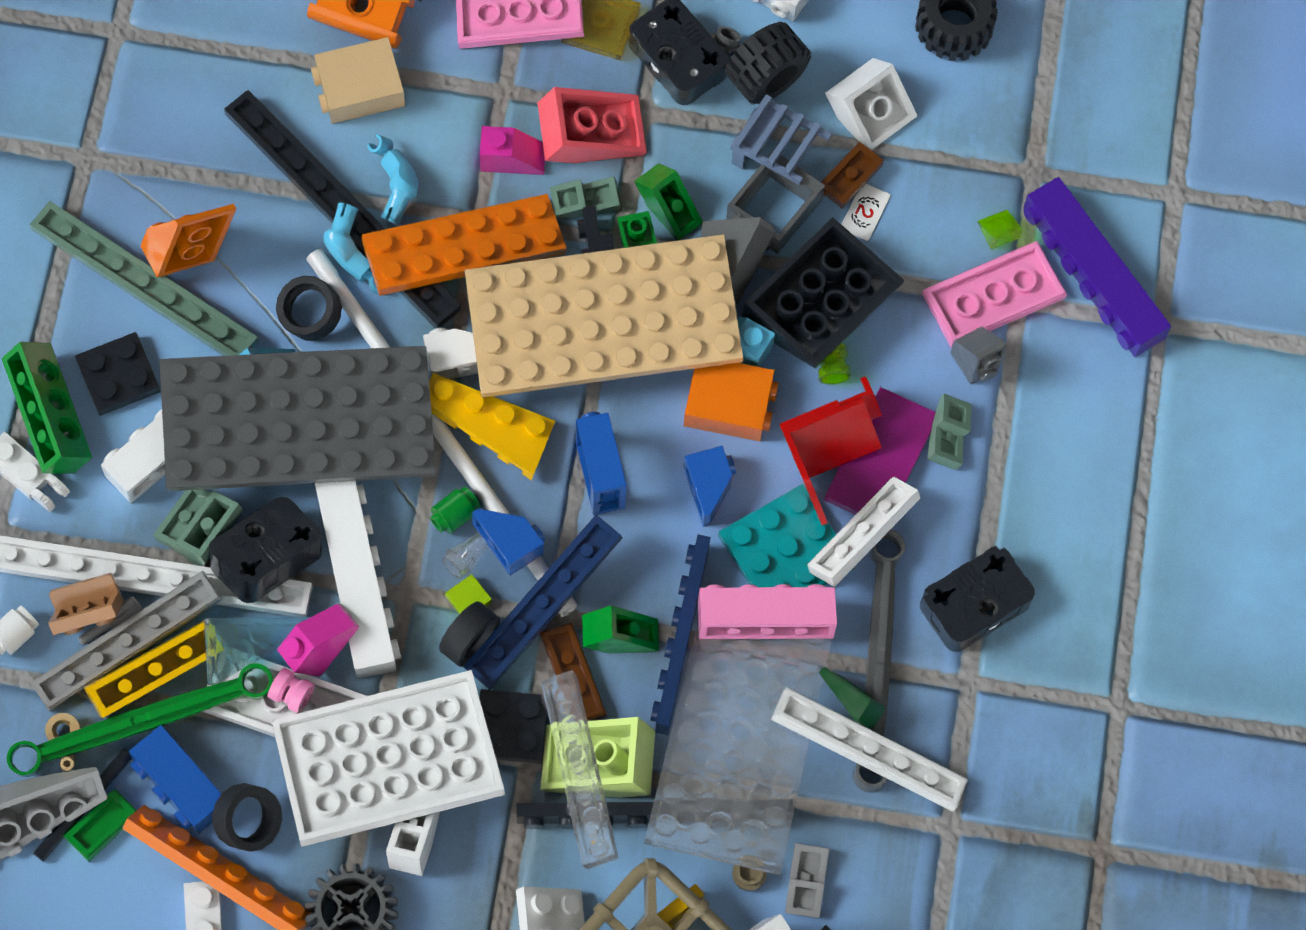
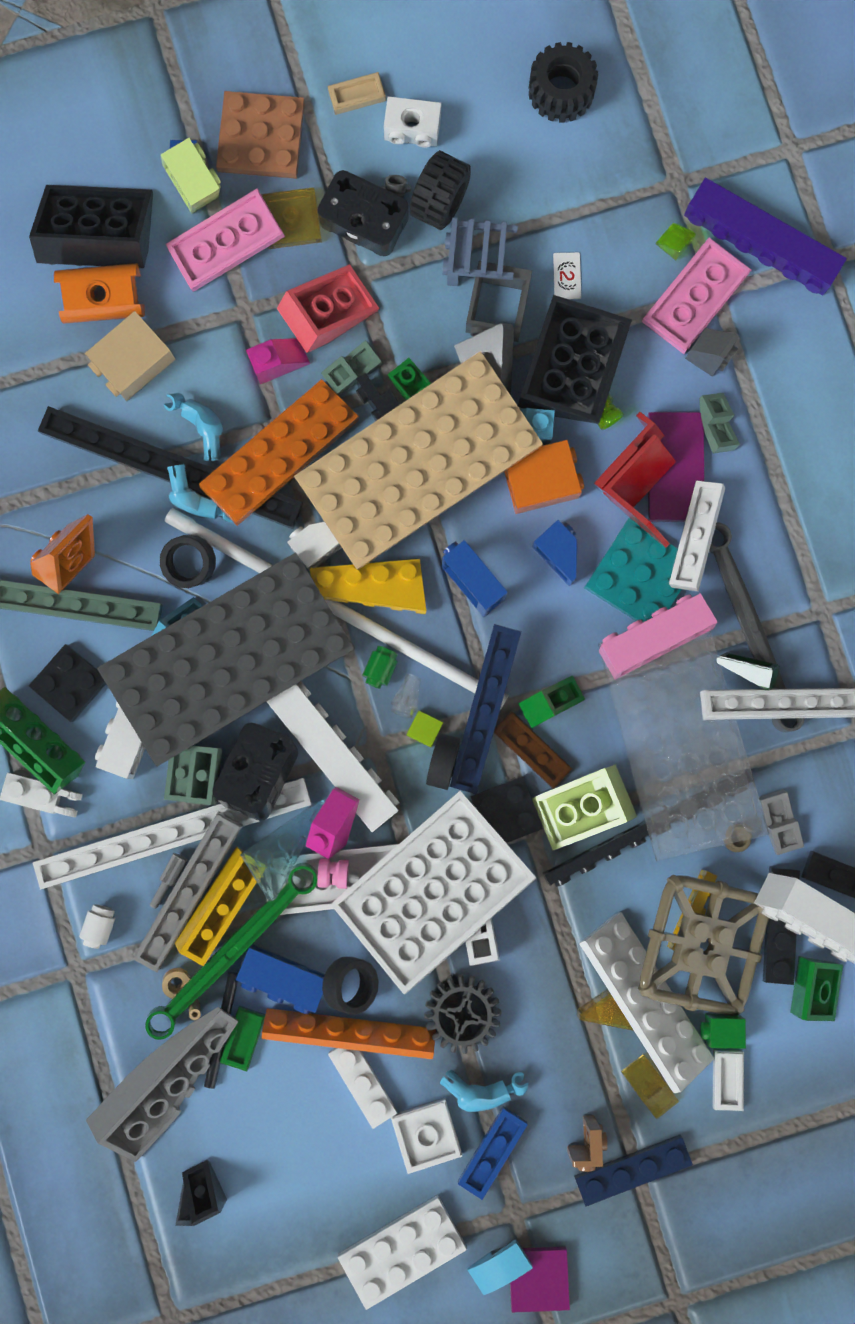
camera: 20 degrees left, 15 degrees up
(84, 604) = (142, 881): medium nougat bracket -> none
(509, 538) = (436, 672): blue slope -> none
(579, 770) = (580, 829): clear plate -> none
(669, 200) = (417, 339): green slope -> none
(677, 648) = (600, 692): dark blue plate -> none
(851, 174) = (544, 250): reddish brown plate -> none
(872, 103) = (531, 184): white slope -> none
(970, 590) = (793, 541): black axle -> none

